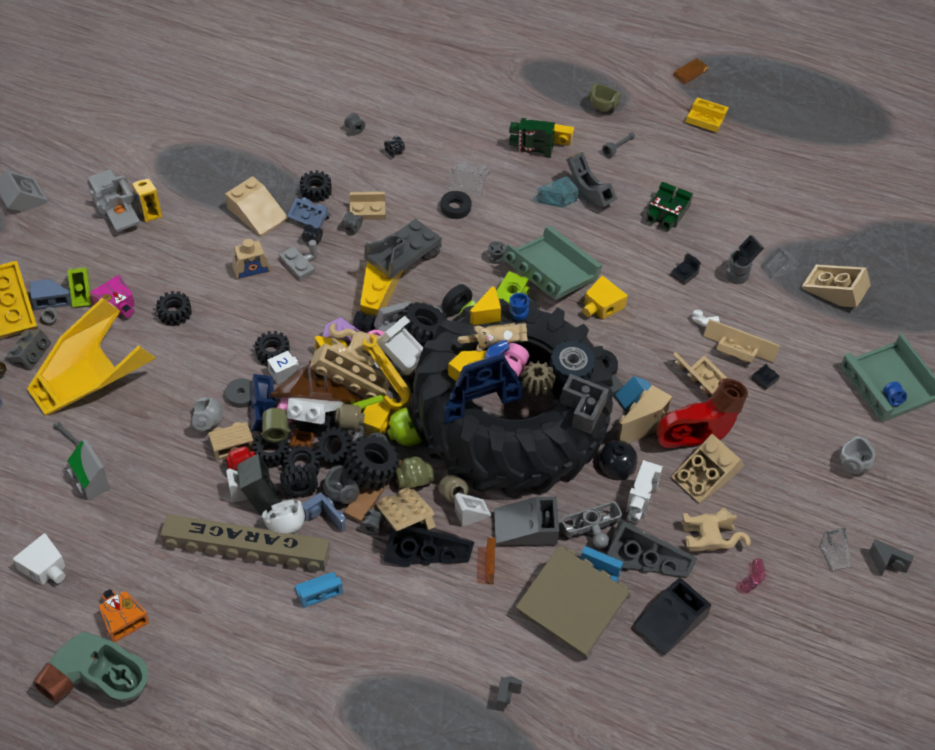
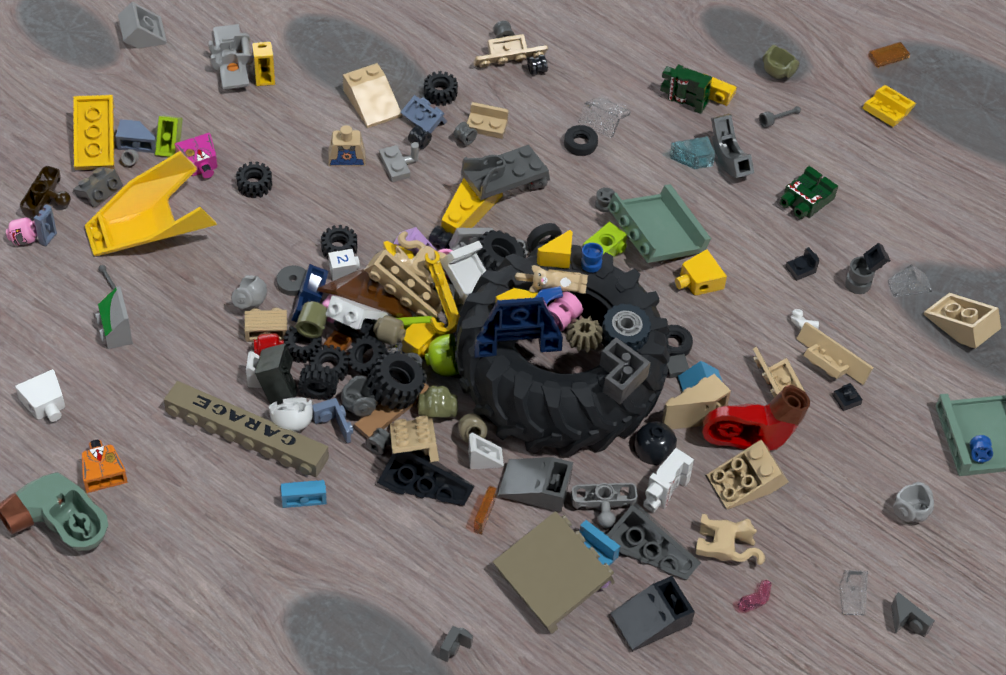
camera: 15 degrees right, 0 degrees up
(364, 137) = (508, 49): none -> tan bracket

